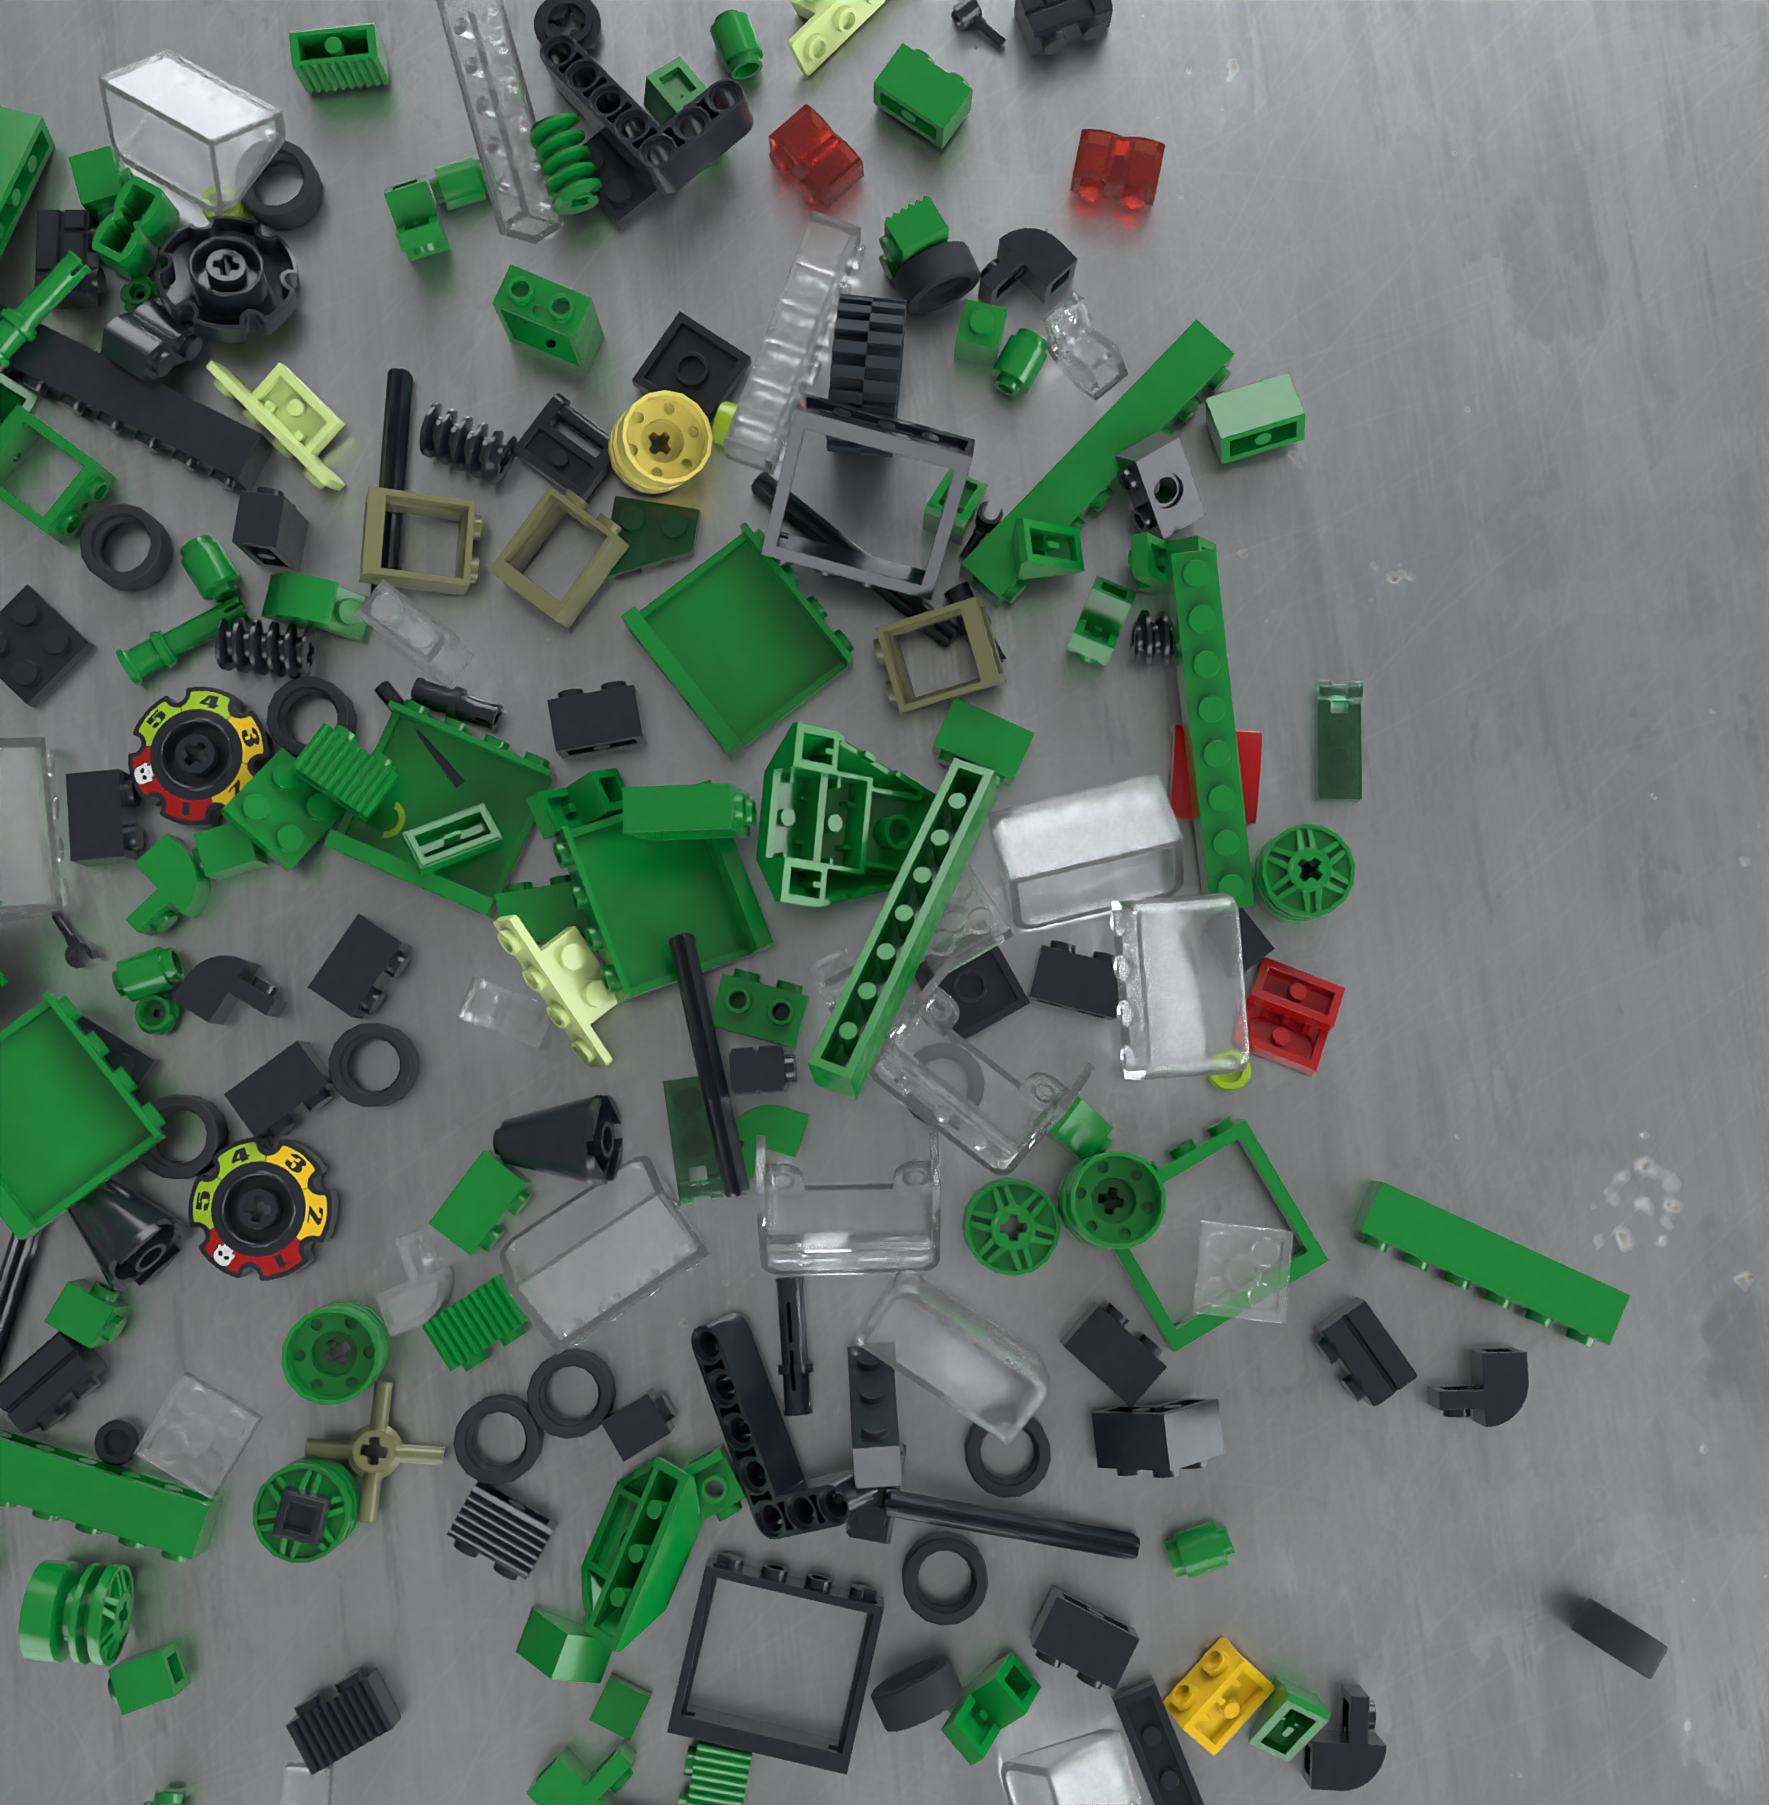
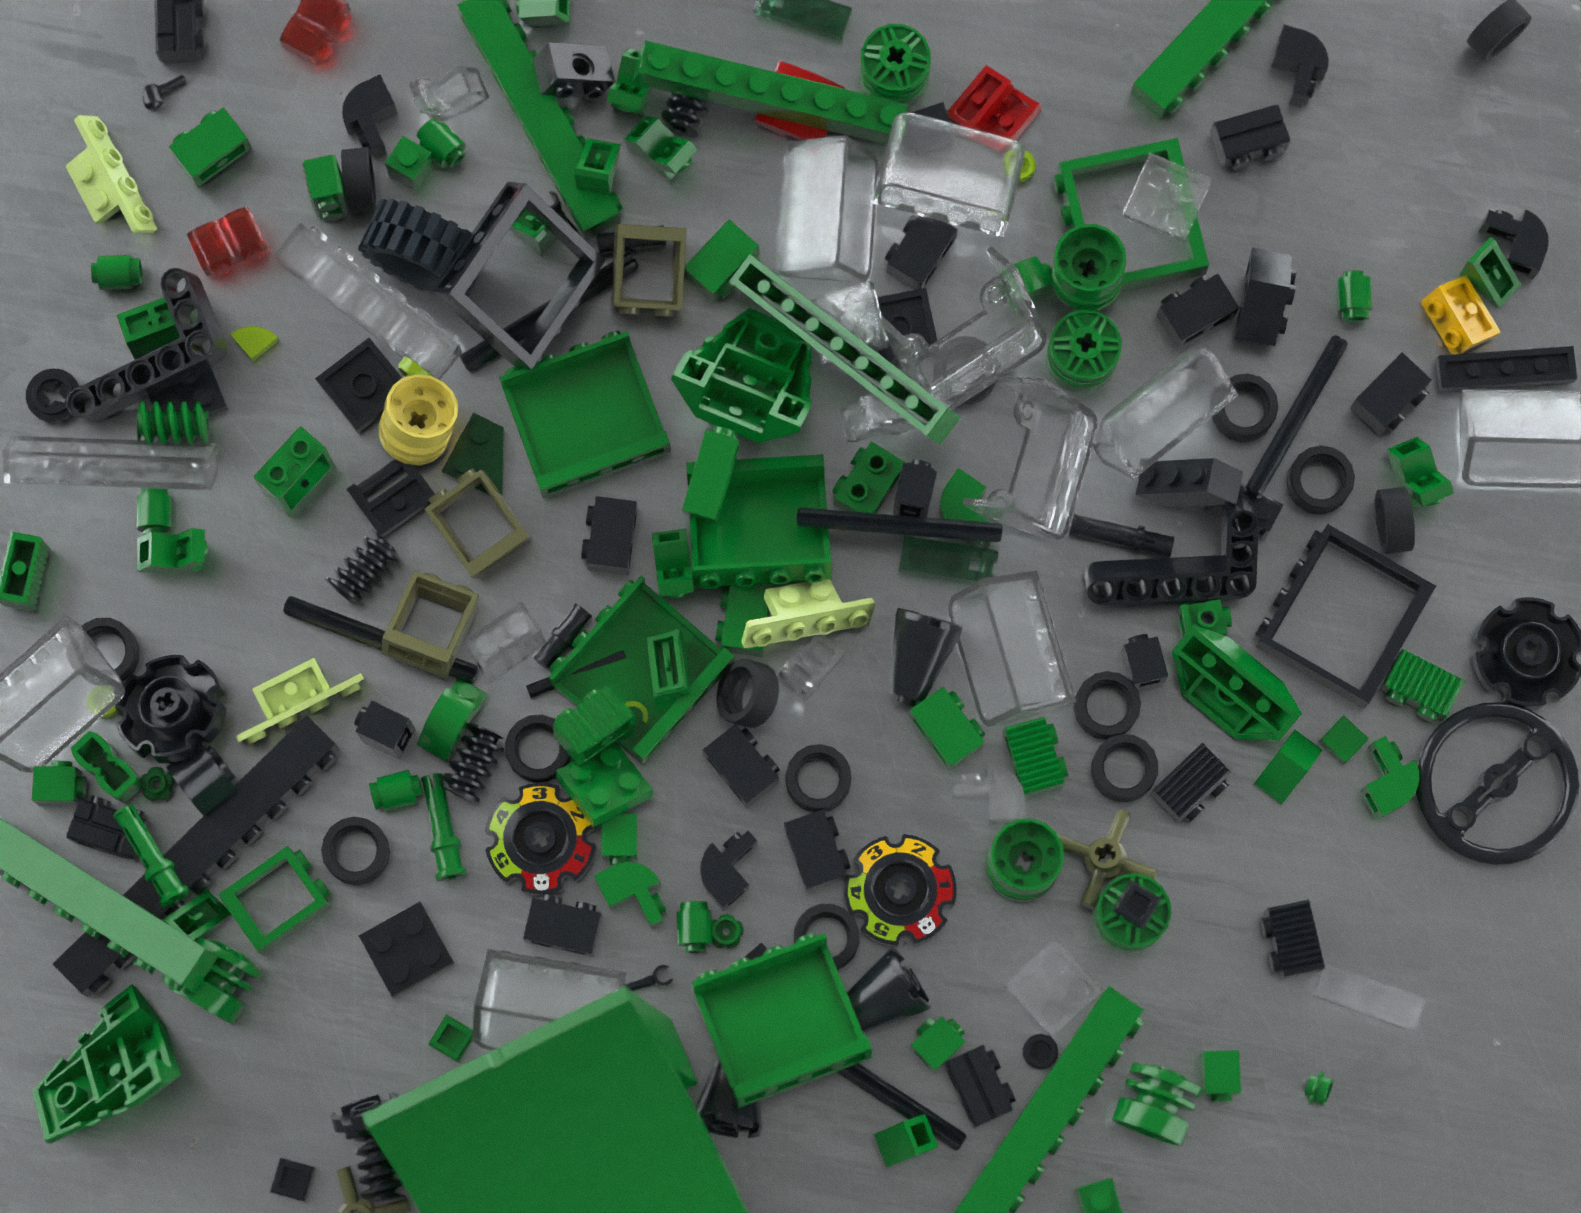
camera: 70 degrees left, 5 degrees down
(452, 962) = (763, 696): none -> black tyre
(706, 229) = (254, 340): none -> lime tile

